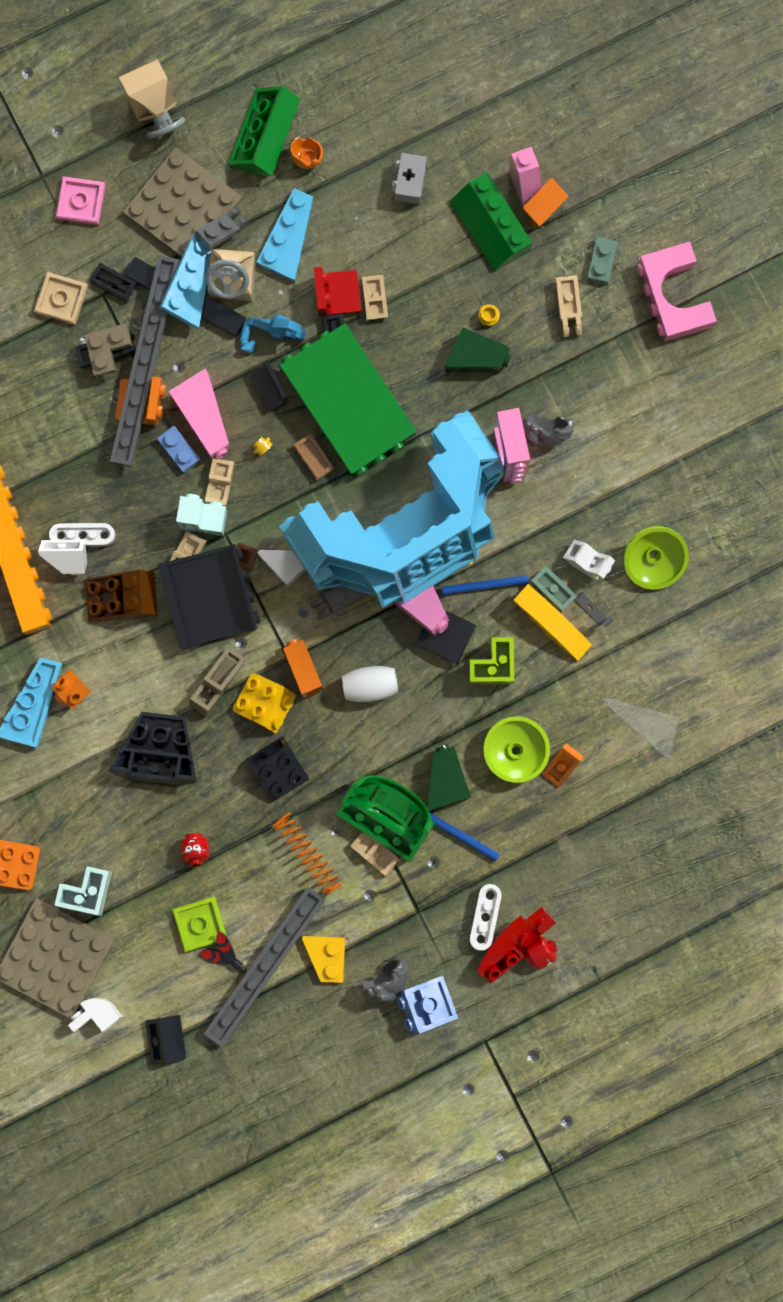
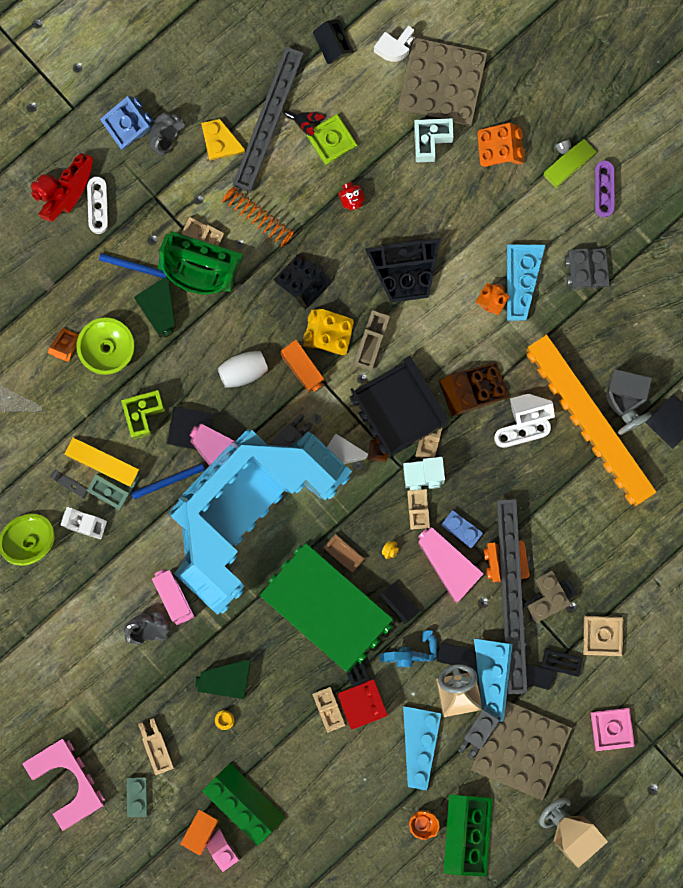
camera: 165 degrees right, 0 degrees up
(410, 190) = (319, 816): light grey brick -> none

